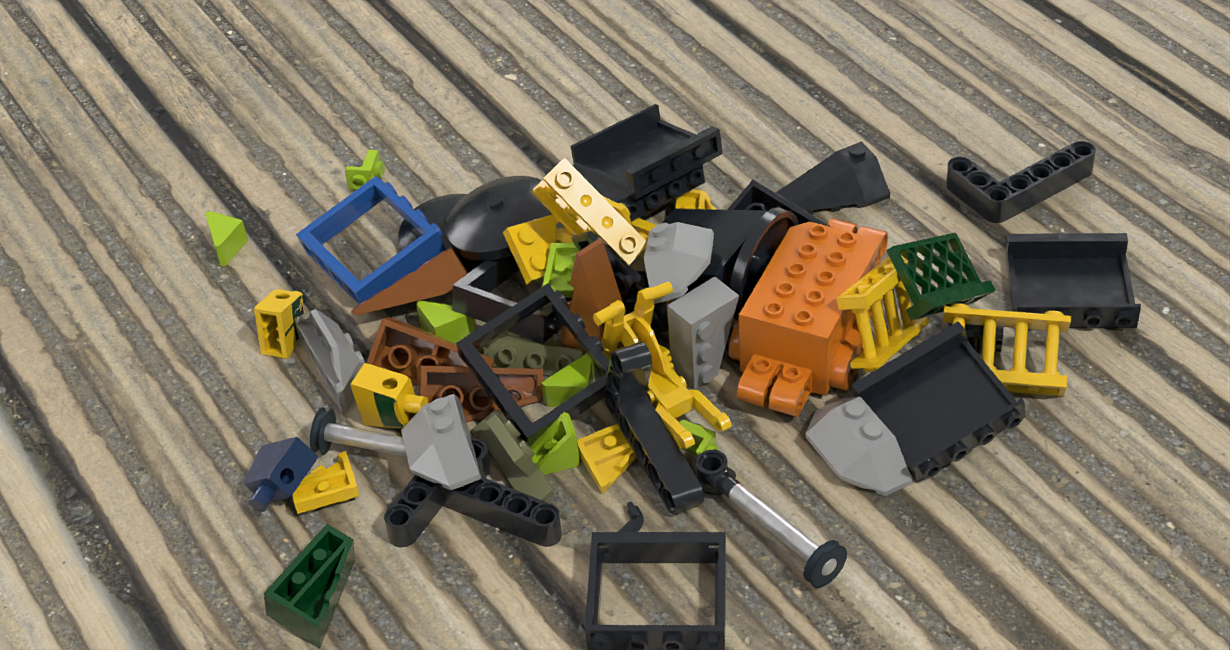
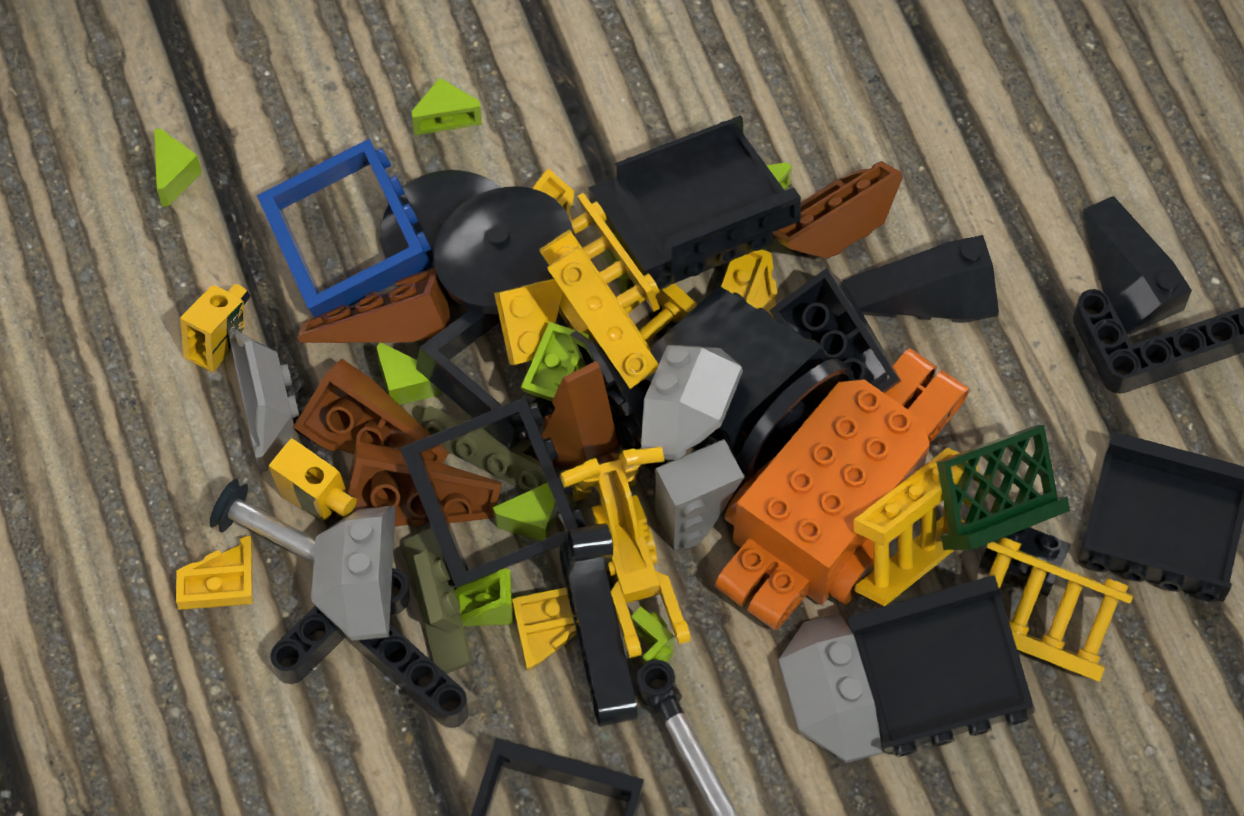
camera: 10 degrees right, 20 degrees up
(278, 471) = (165, 554): dark blue torso -> none
(312, 585) = (174, 721): dark green wedge -> none
(371, 167) = (371, 107): lime bracket -> none
(429, 161) = (445, 109): none -> lime slope
(636, 519) = (547, 729): black piece -> none
(752, 156) = (843, 212): none -> dark orange wedge
(988, 145) = (1133, 267): none -> black wedge

